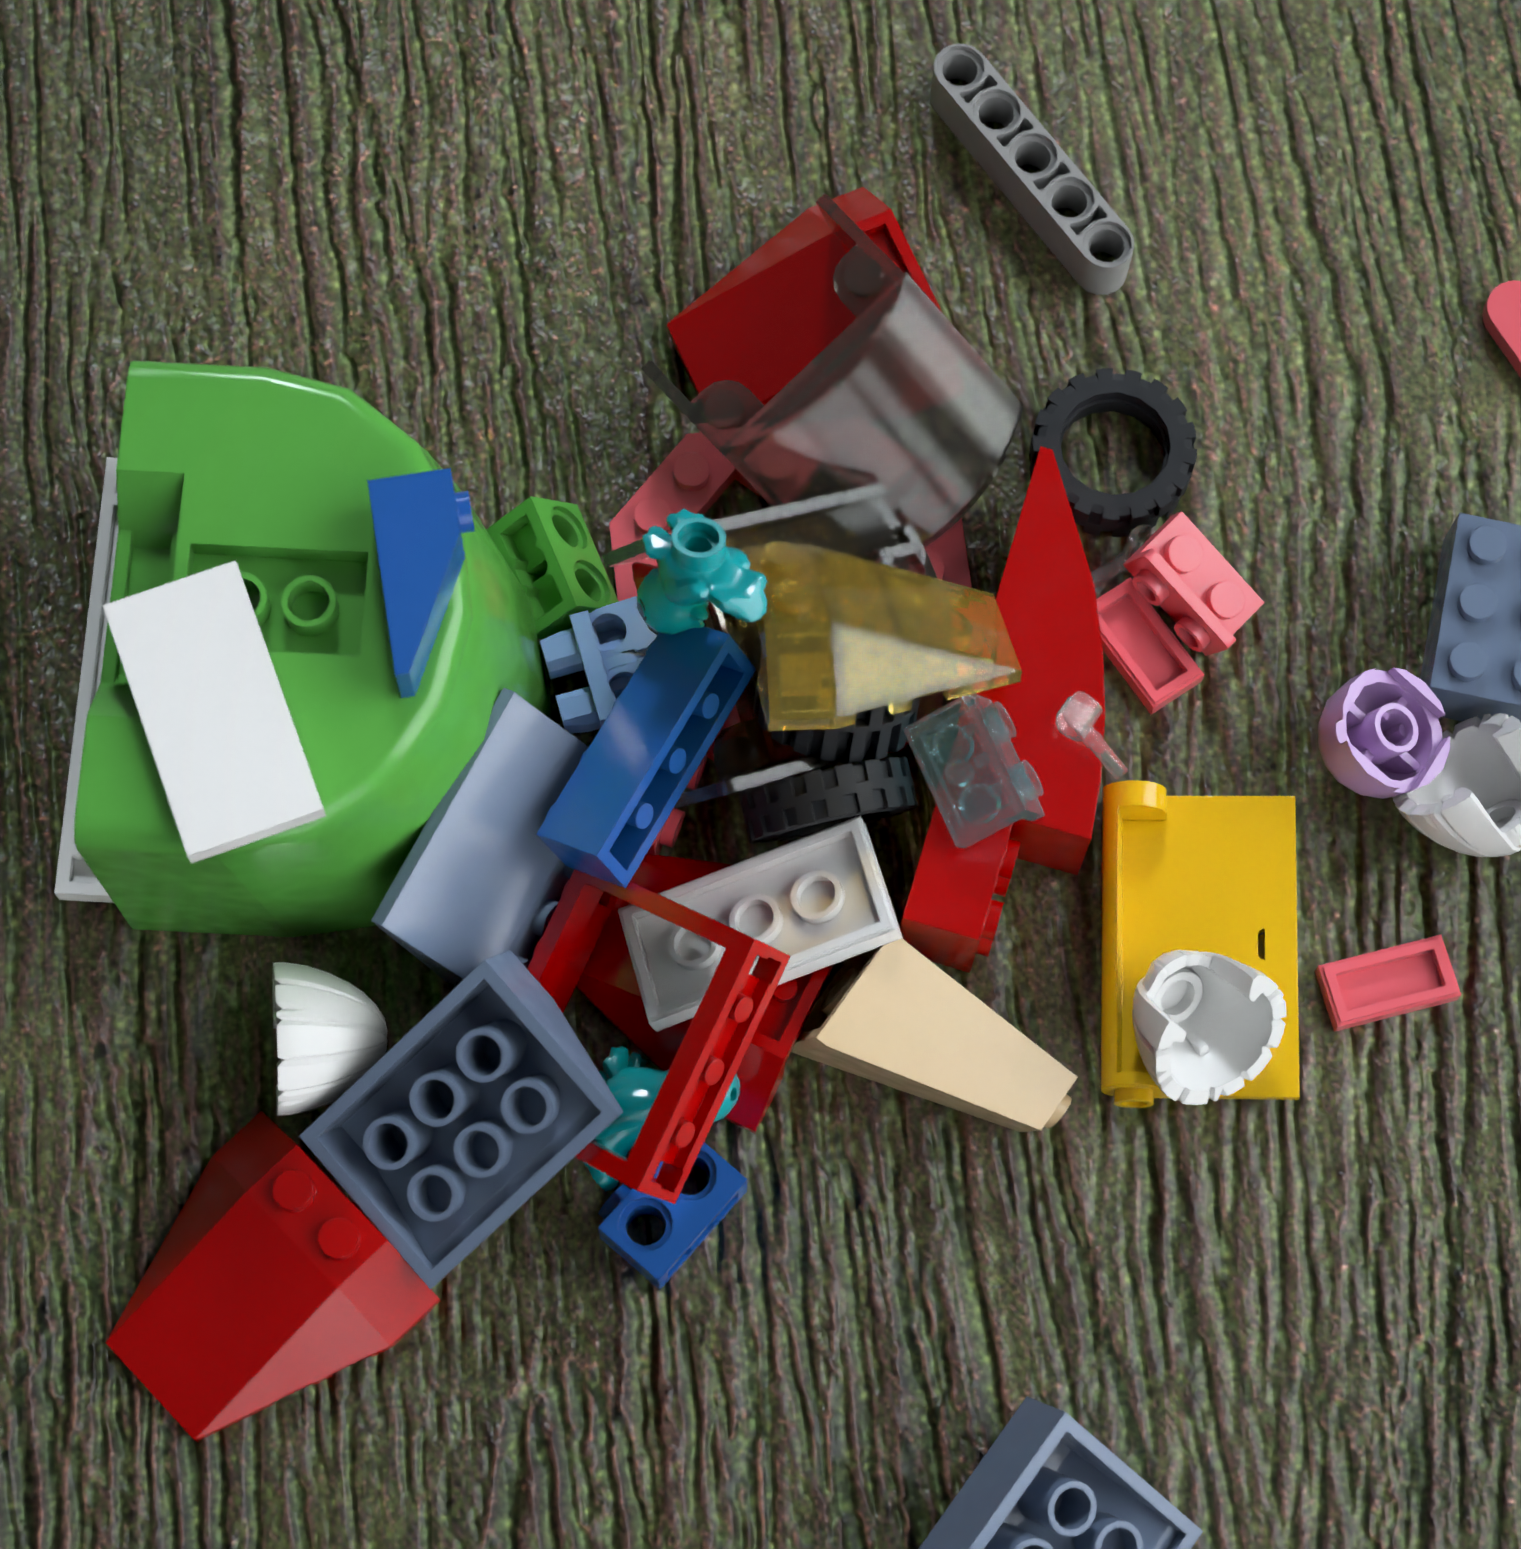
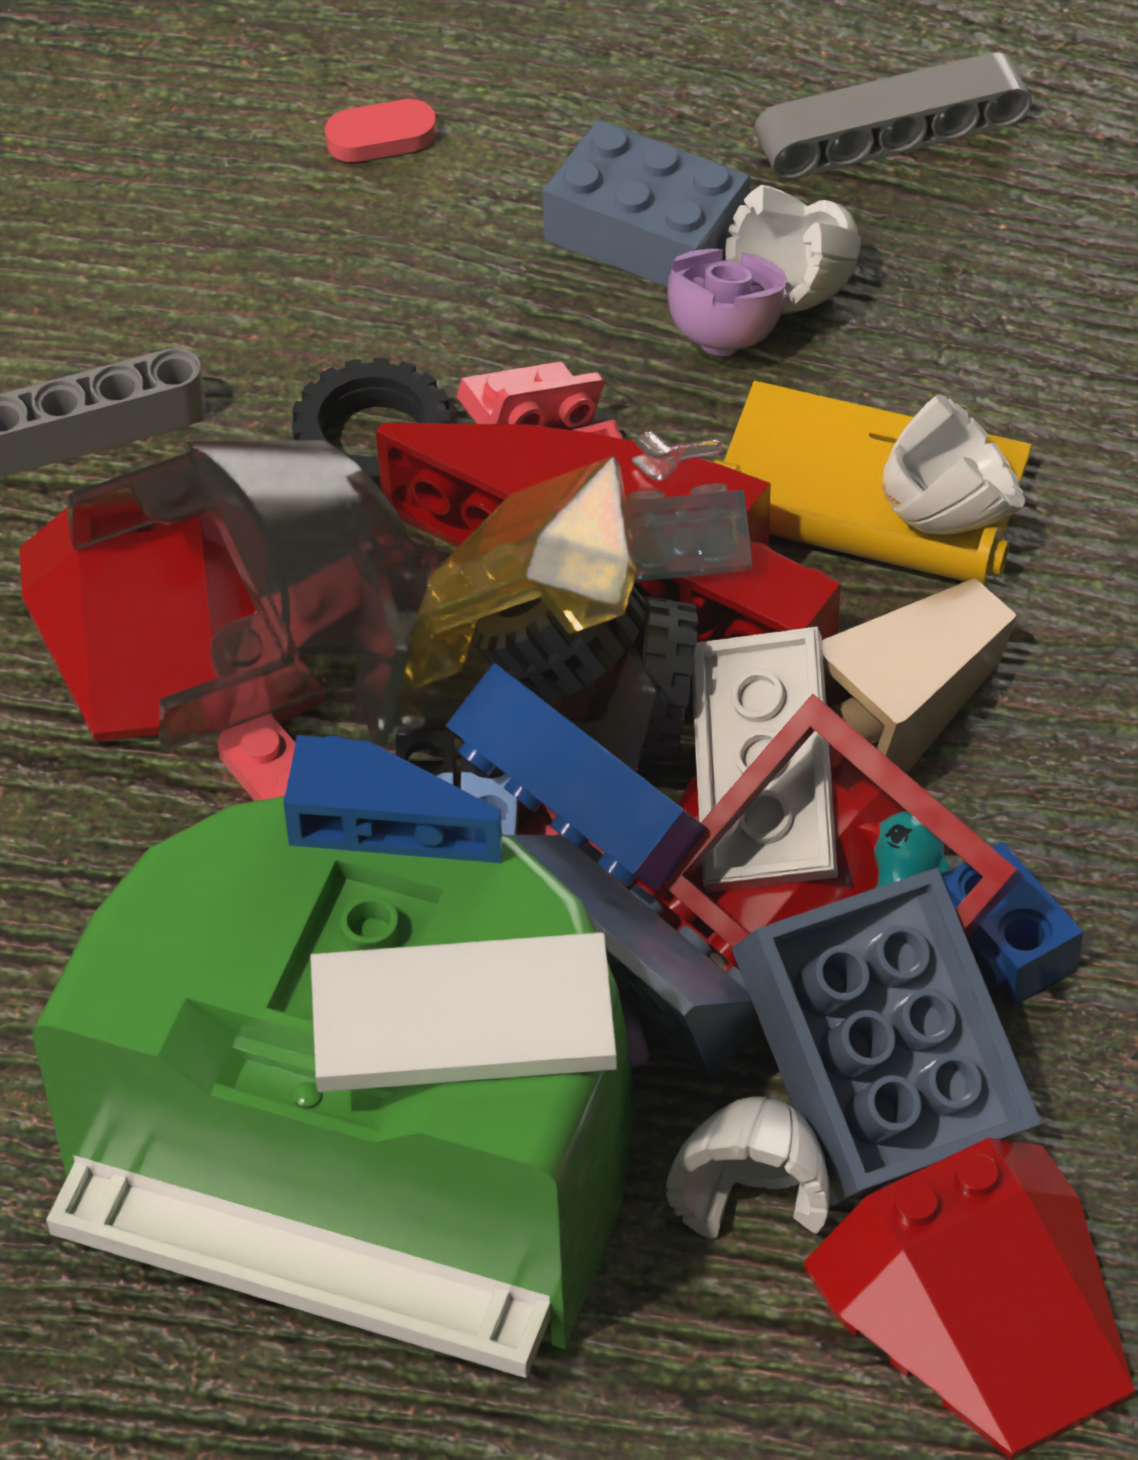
camera: 70 degrees left, 20 degrees down
(694, 571) = (440, 632): teal animal -> none
(1387, 983) = (941, 363): coral tile -> none

